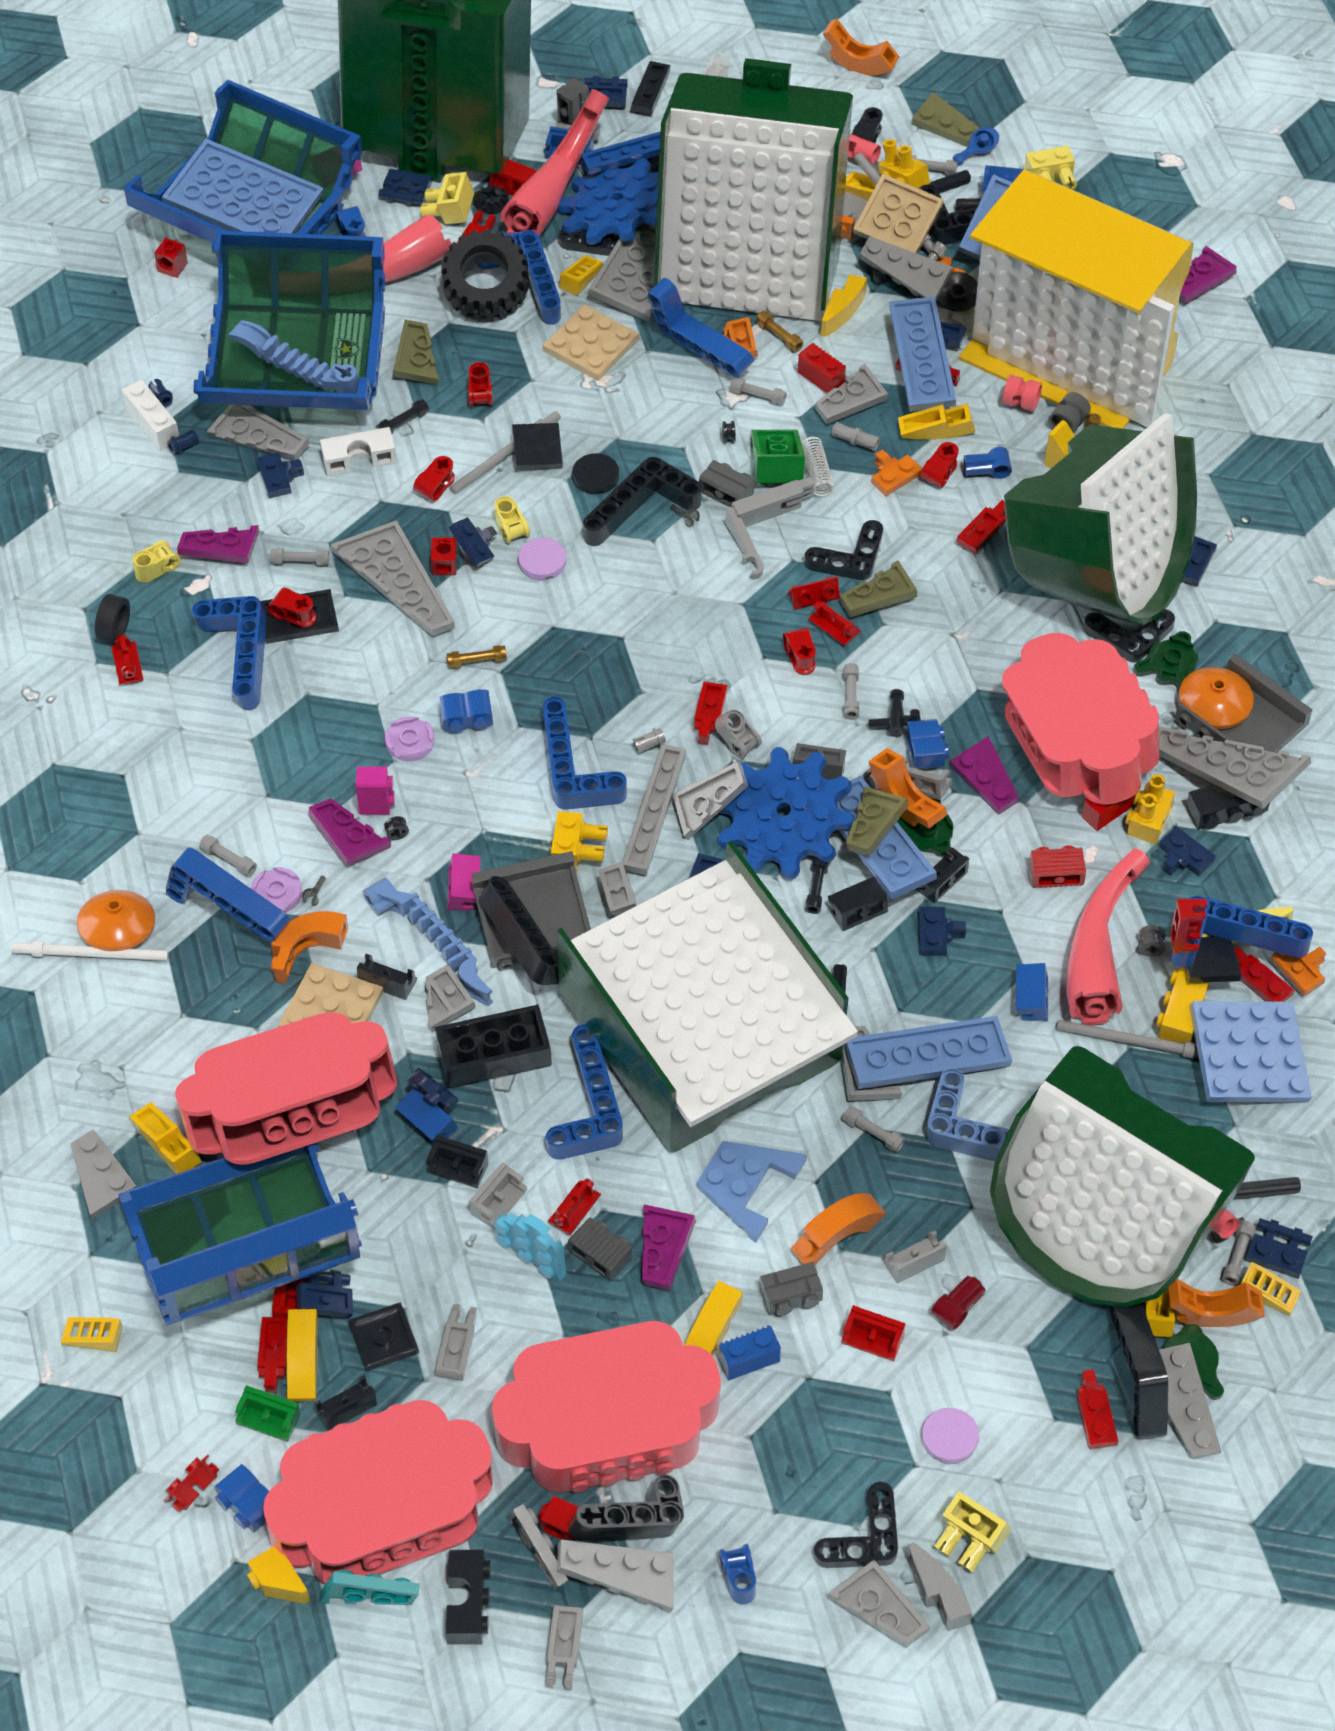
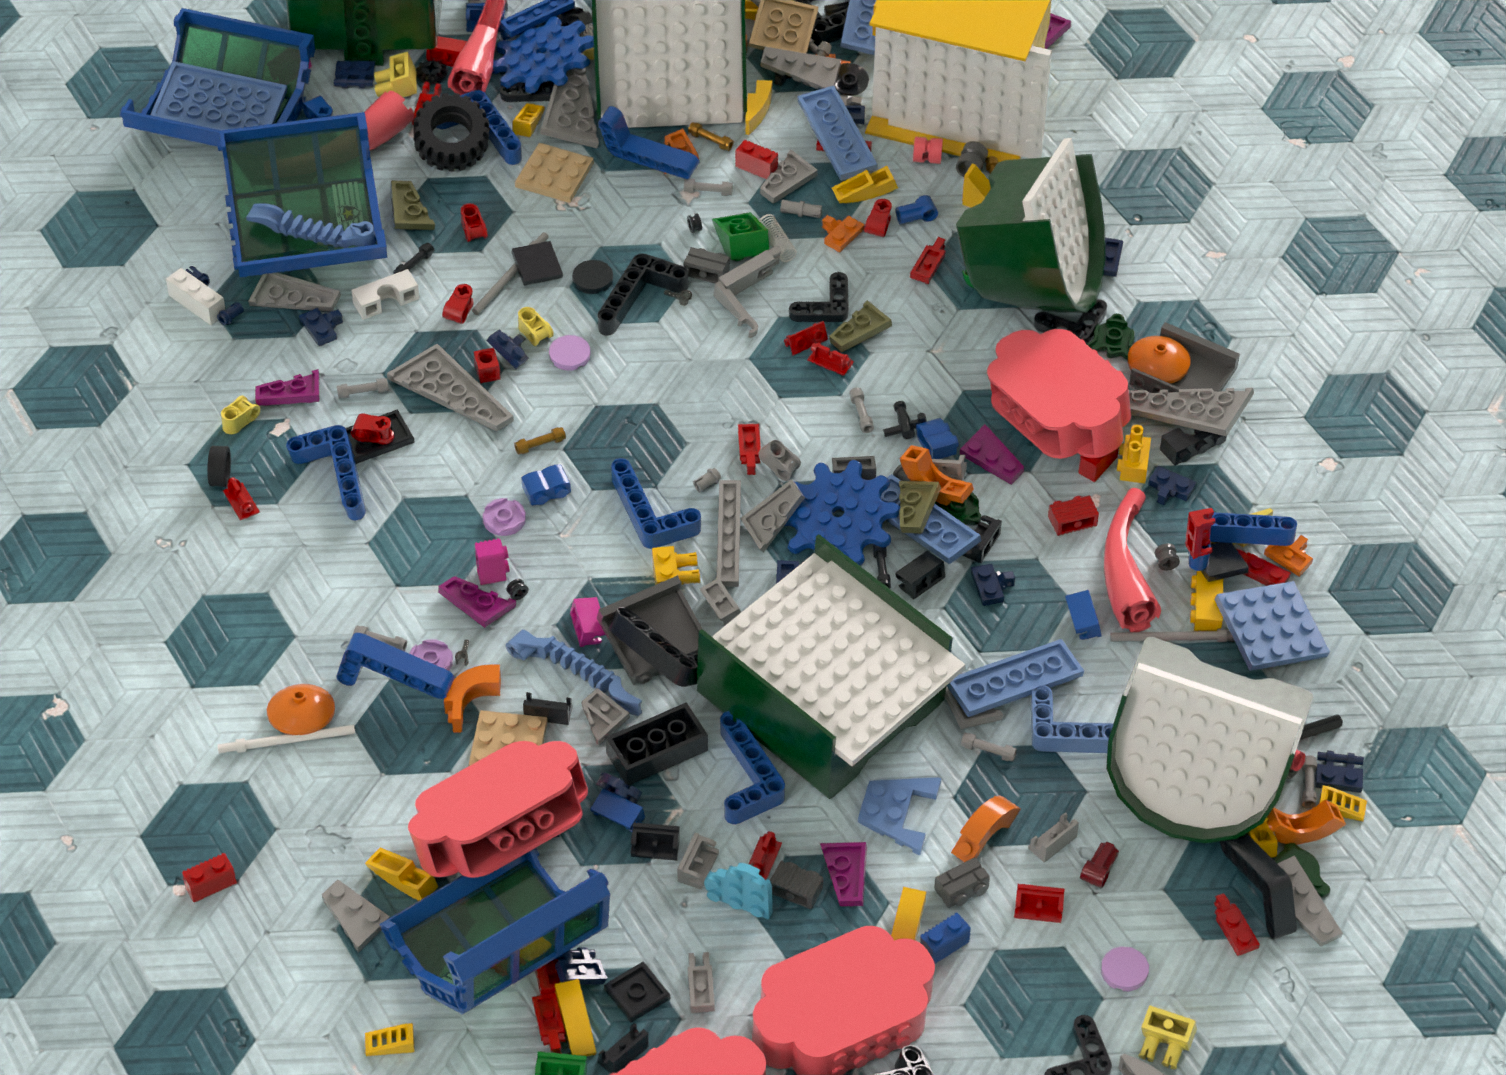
camera: 15 degrees left, 5 degrees down
(171, 257) = (170, 165): red brick -> none
(800, 650) = (809, 385): red piece -> none

